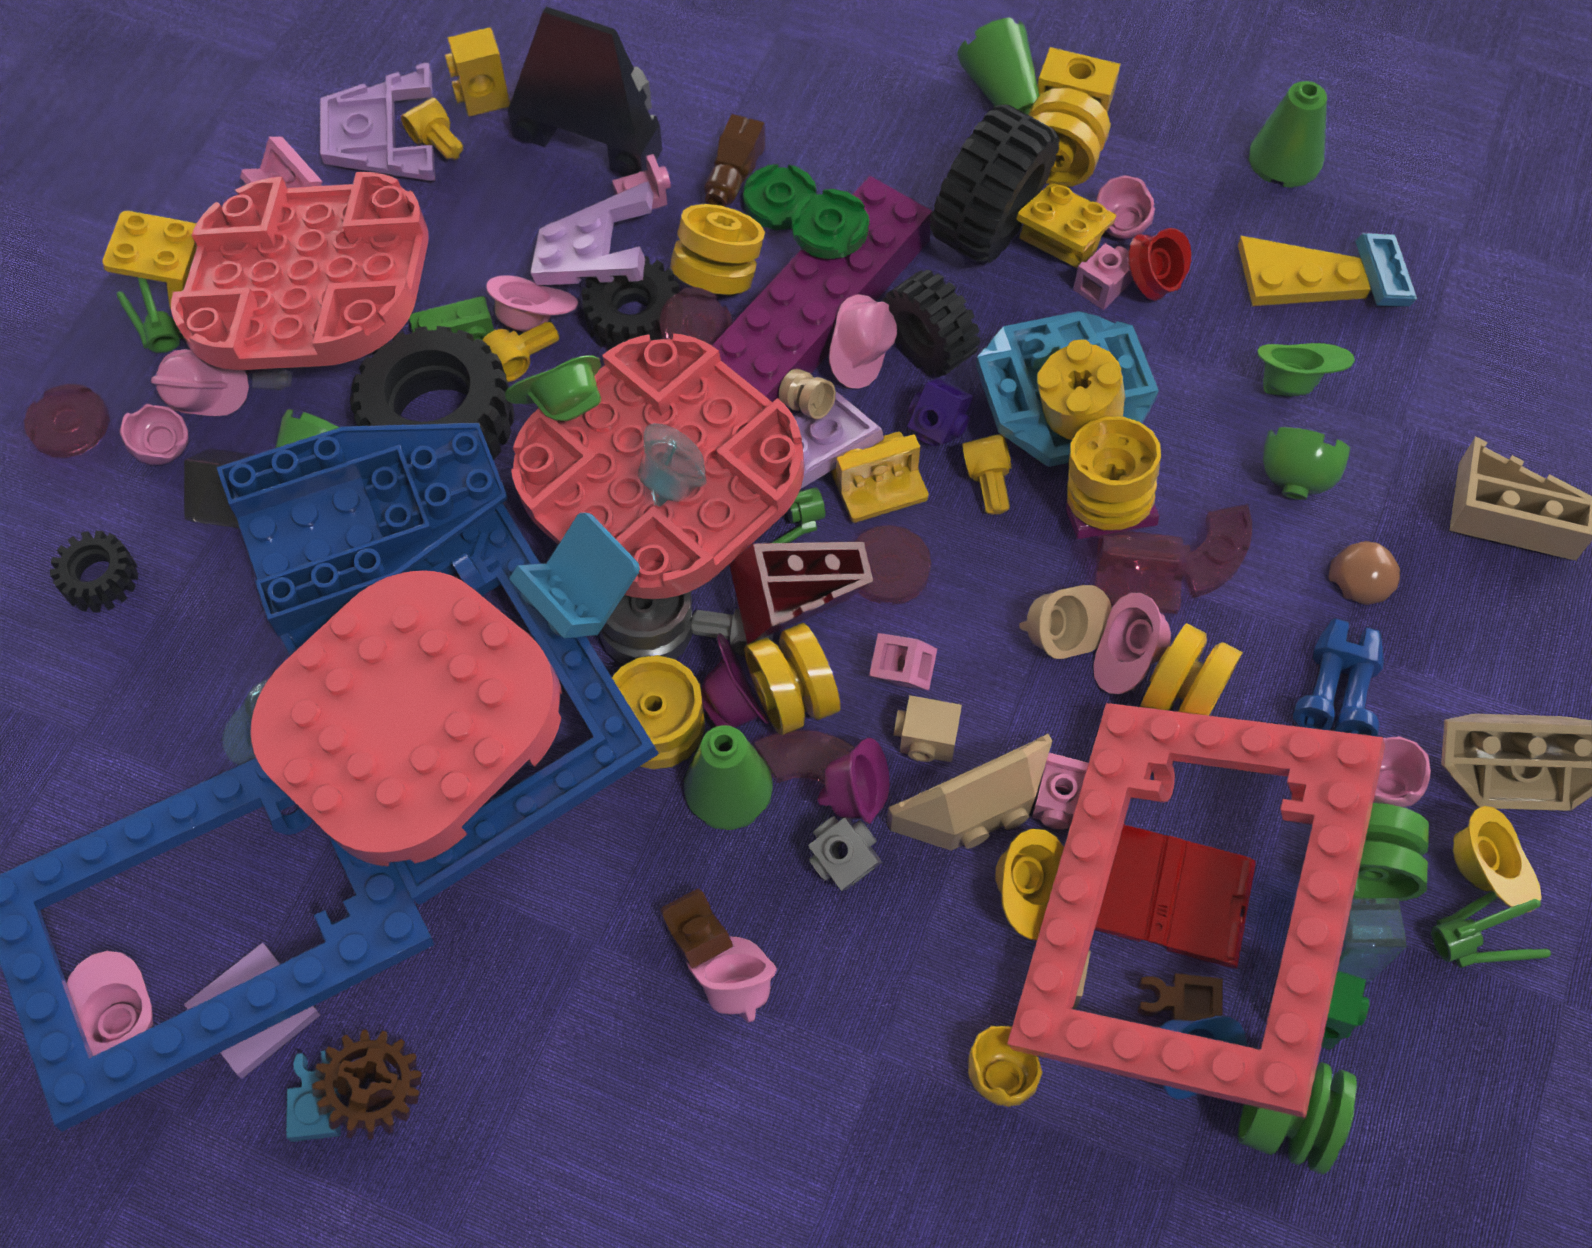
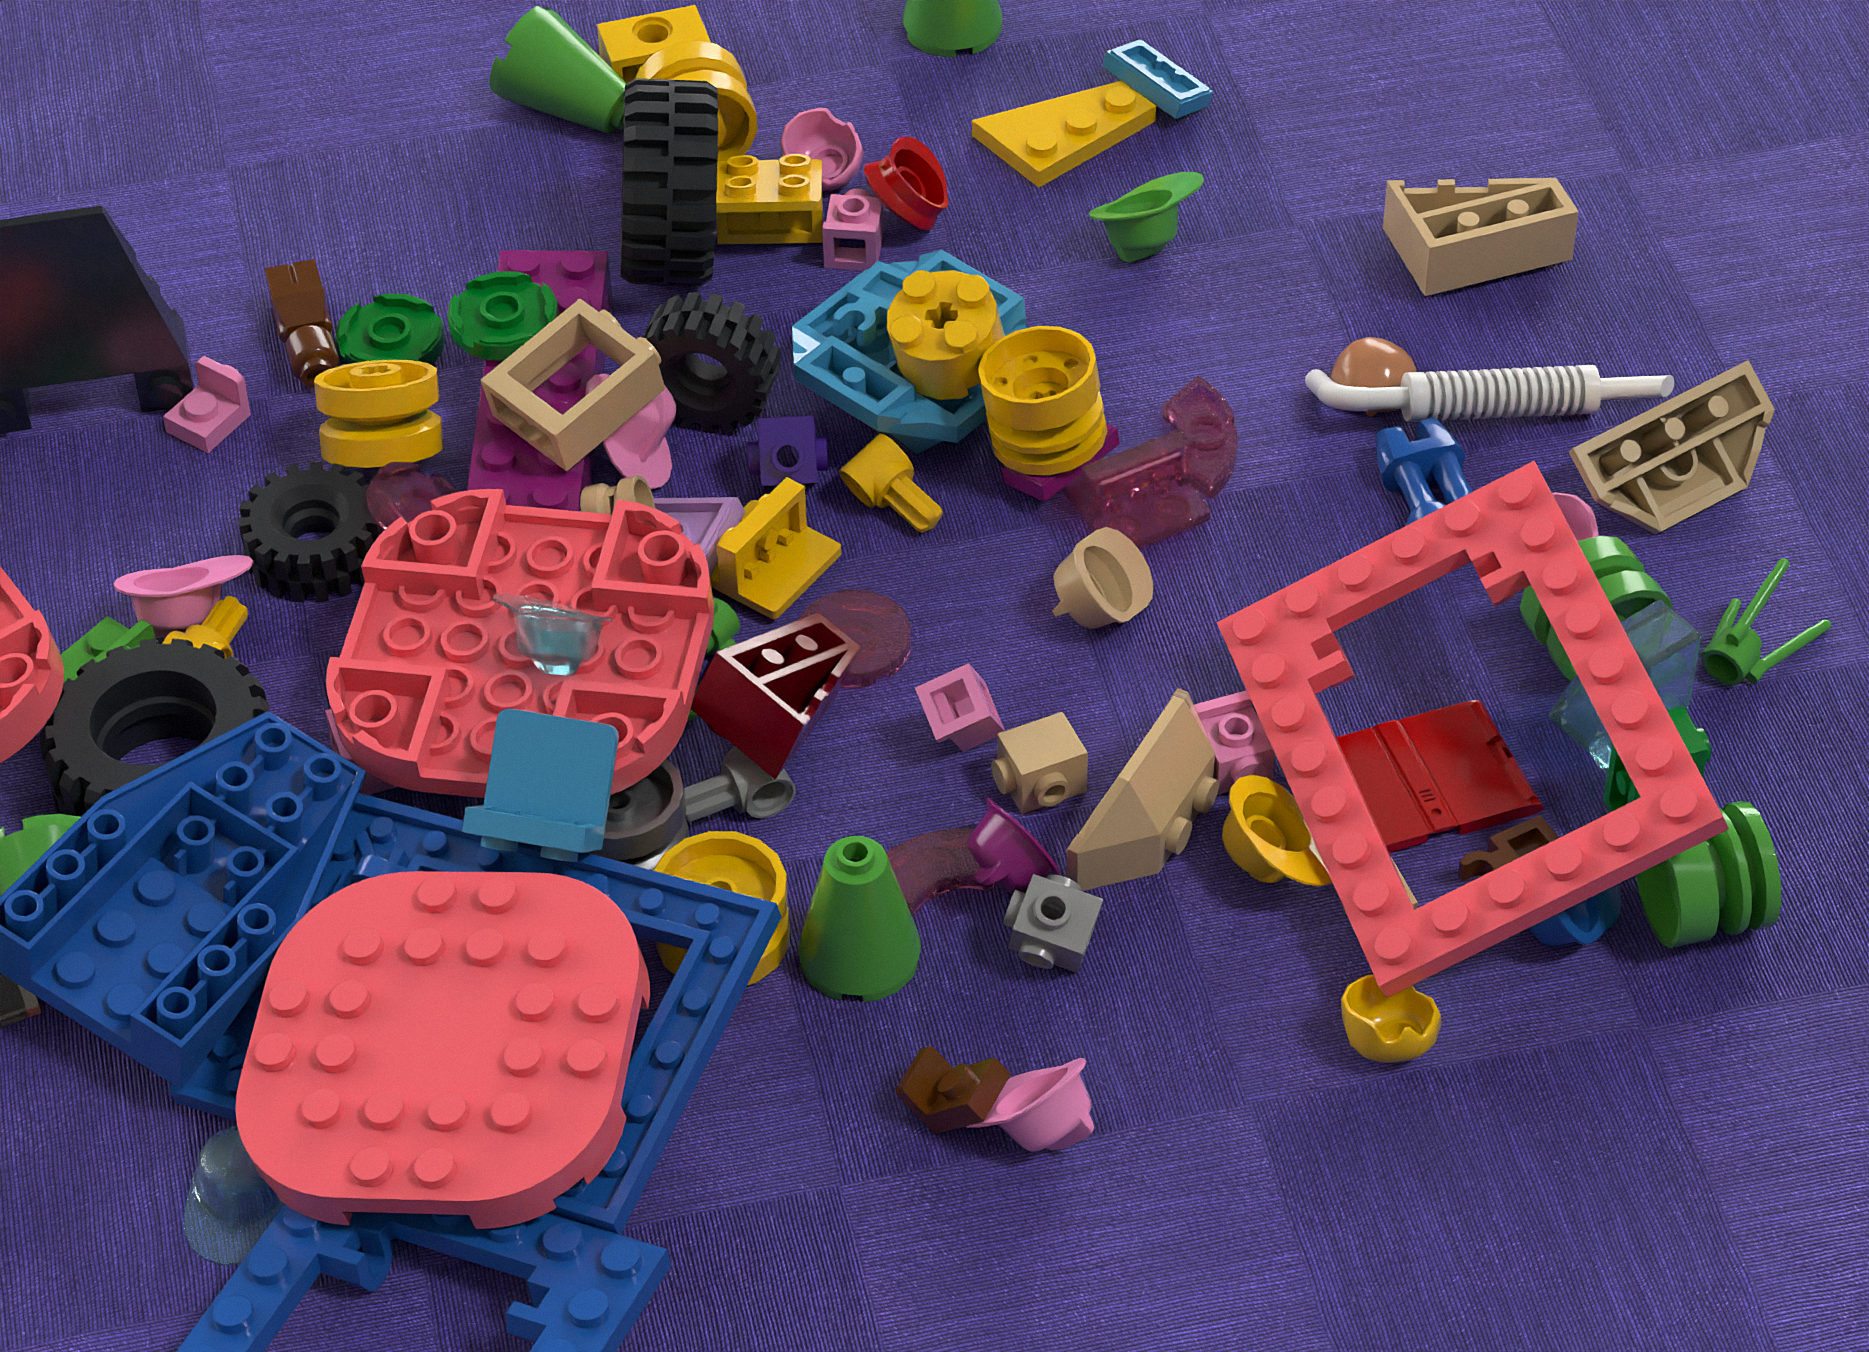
camera: 35 degrees left, 15 degrees down
(562, 391) = (349, 623): bright green piece -> none
(582, 242) = (194, 497): lavender wing -> none
(727, 692) = (793, 836): magenta piece -> none
(792, 678) = (854, 781): yellow wheel -> none
(832, 324) = (597, 415): none -> tan window
(1131, 643) = (1187, 564): bright pink piece -> none
(1186, 678) = (1276, 558): yellow wheel -> none
(1303, 462) = (1226, 298): bright green cylinder -> none
(1437, 635) = (1491, 392): none -> white piece
(1493, 858) = (1706, 562): yellow piece -> none

